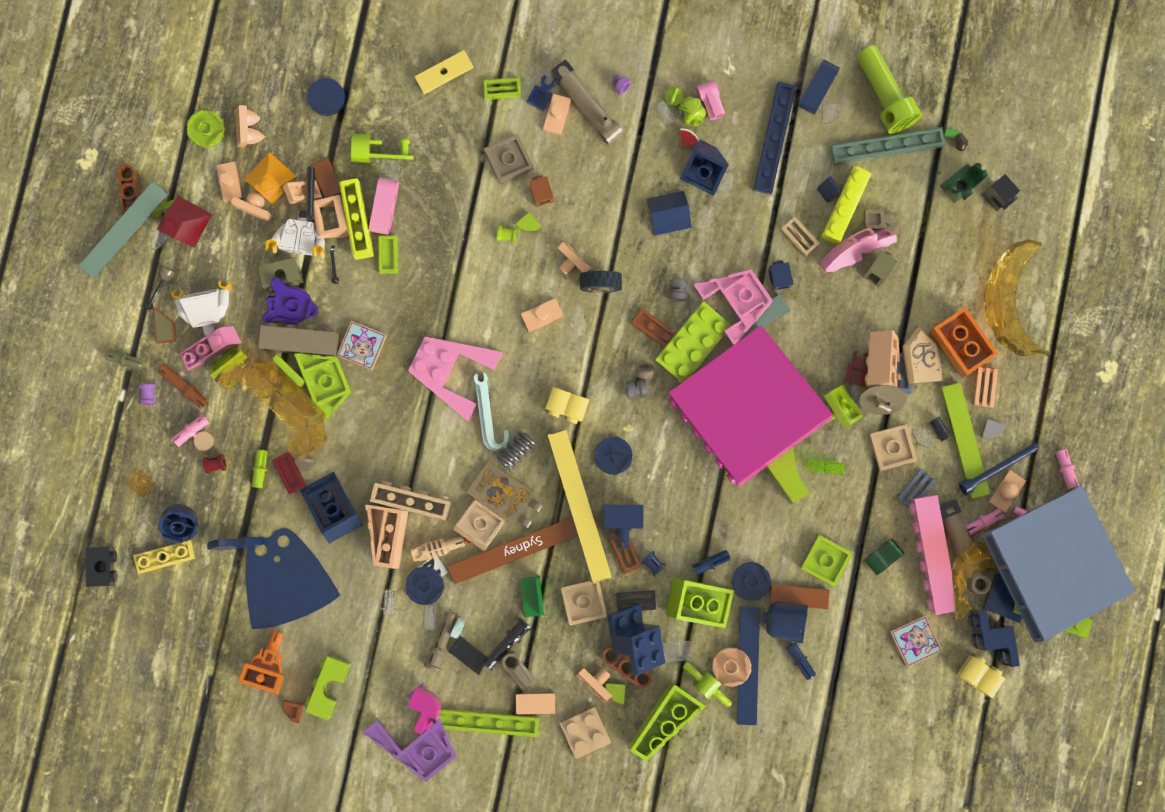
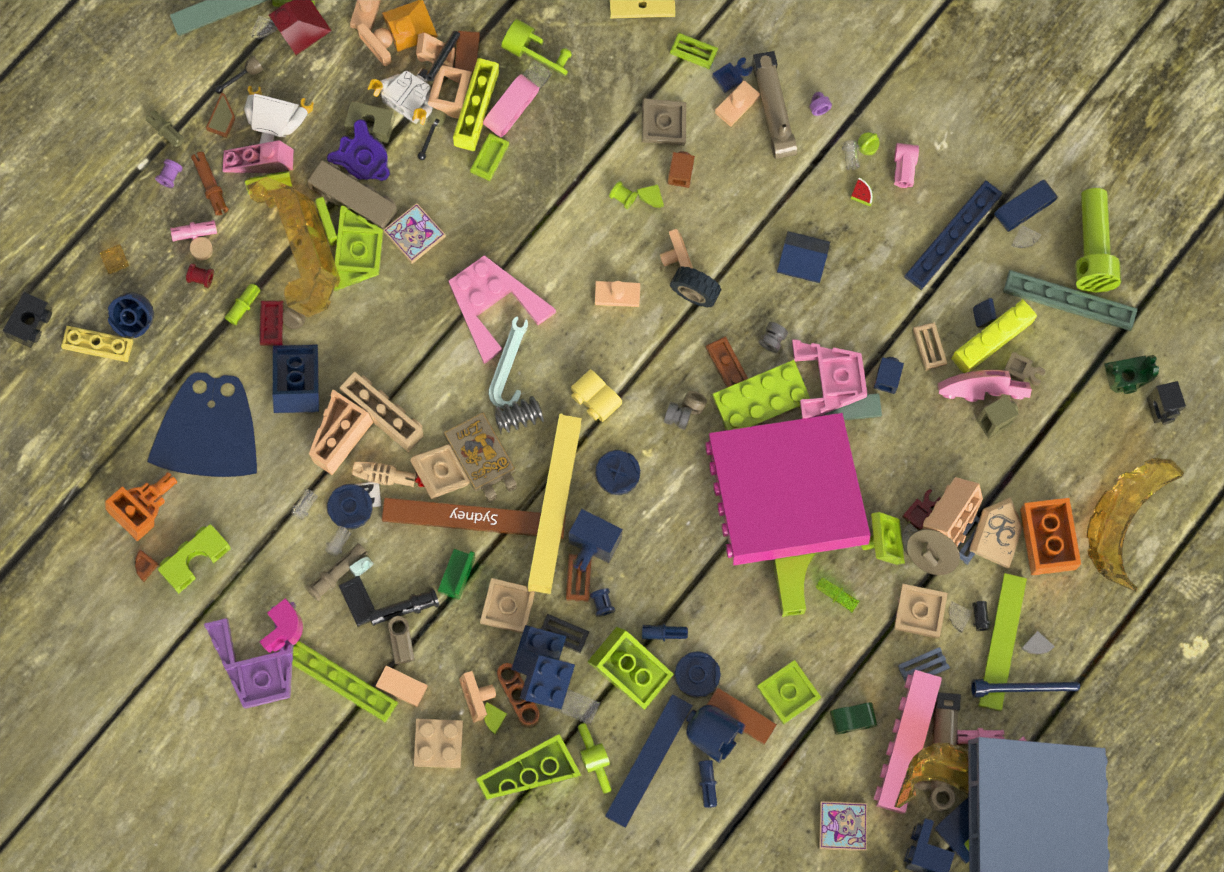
camera: 20 degrees right, 10 degrees down
(233, 544) = (177, 365): dark blue tile -> none
(692, 111) = (879, 165): lime head -> none
(705, 167) = (864, 228): dark blue slope -> none
(731, 667) = (630, 751): light nougat tile -> none
(958, 136) = (1150, 327): arm -> none
(987, 371) = (1062, 582): light nougat tile -> none
(1006, 491) = (1021, 717): light nougat tile -> none
(1067, 469) = (1098, 724): bright pink pin -> none

